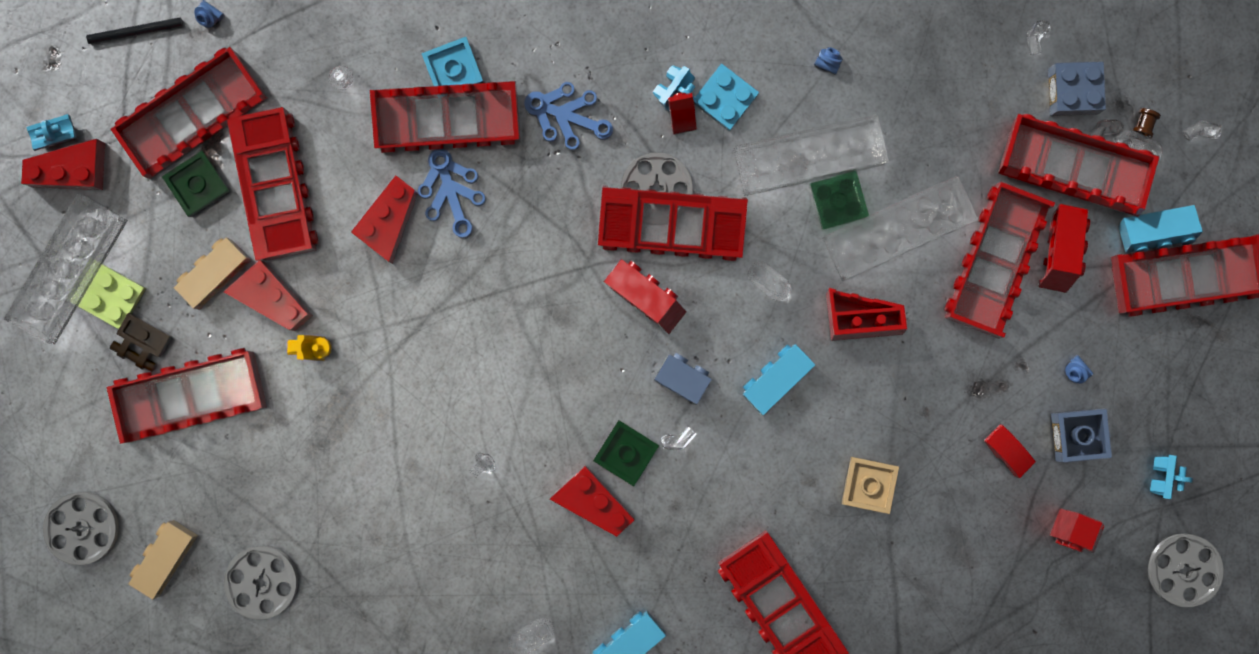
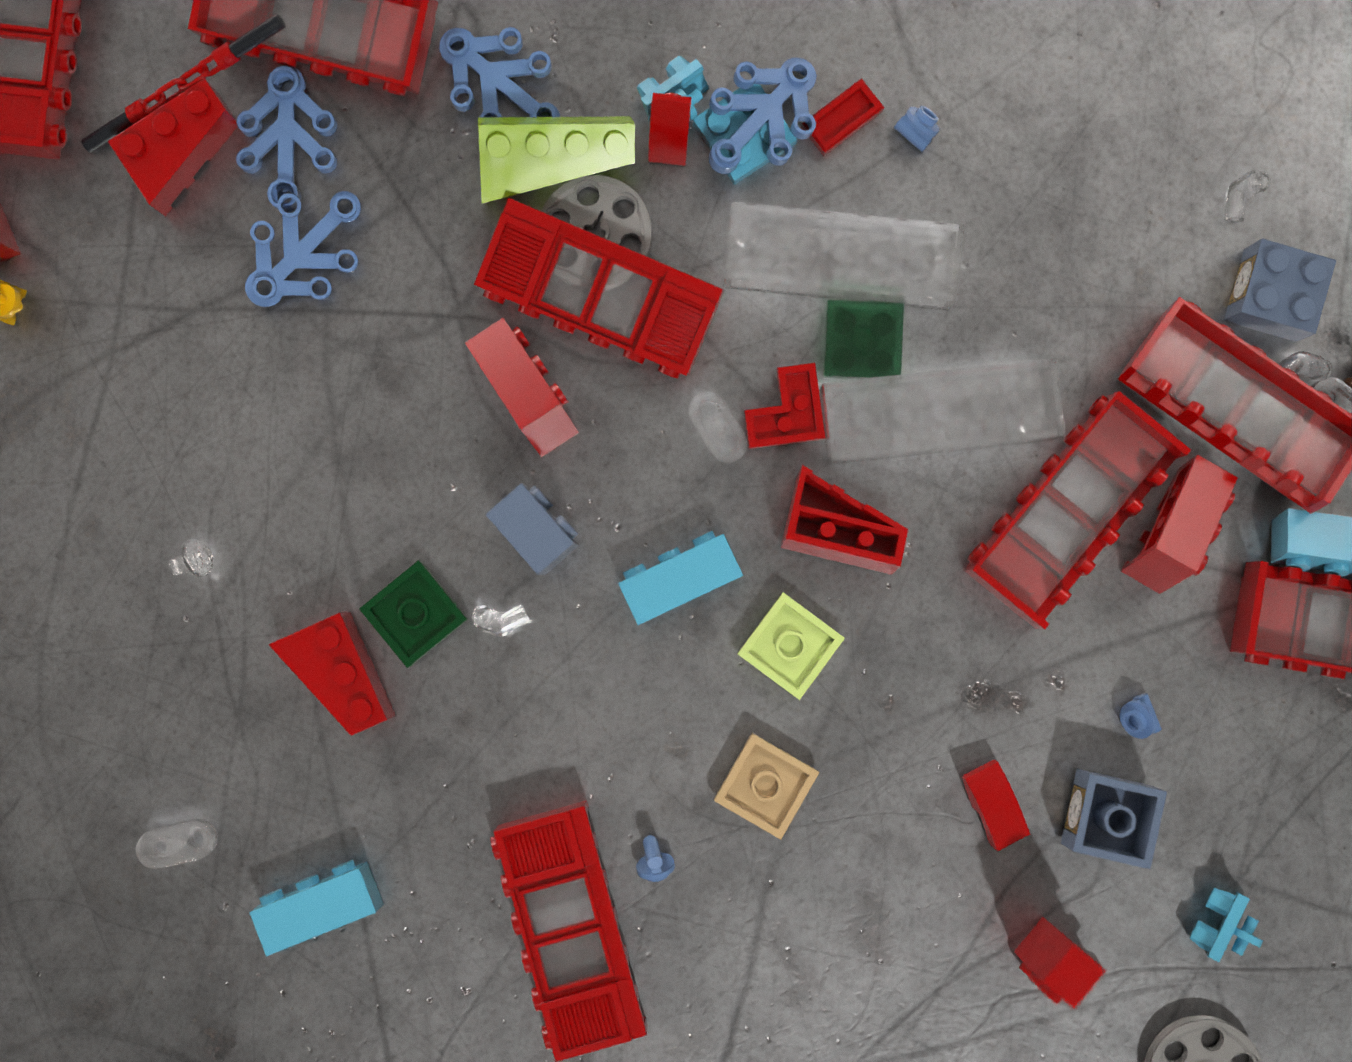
camera: 20 degrees right, 0 degrees up
(402, 158) = (224, 56): none -> piece
(483, 260) = (298, 253): none -> medium blue plant
(614, 150) = (546, 151): none -> lime wedge
(735, 81) = (766, 109): none -> medium blue plant
(781, 69) = (844, 116): none -> red tile
(815, 257) = (798, 416): none -> red plate
(820, 553) = (654, 865): none -> medium blue plate
(856, 397) = (791, 645): none -> yellowish green plate

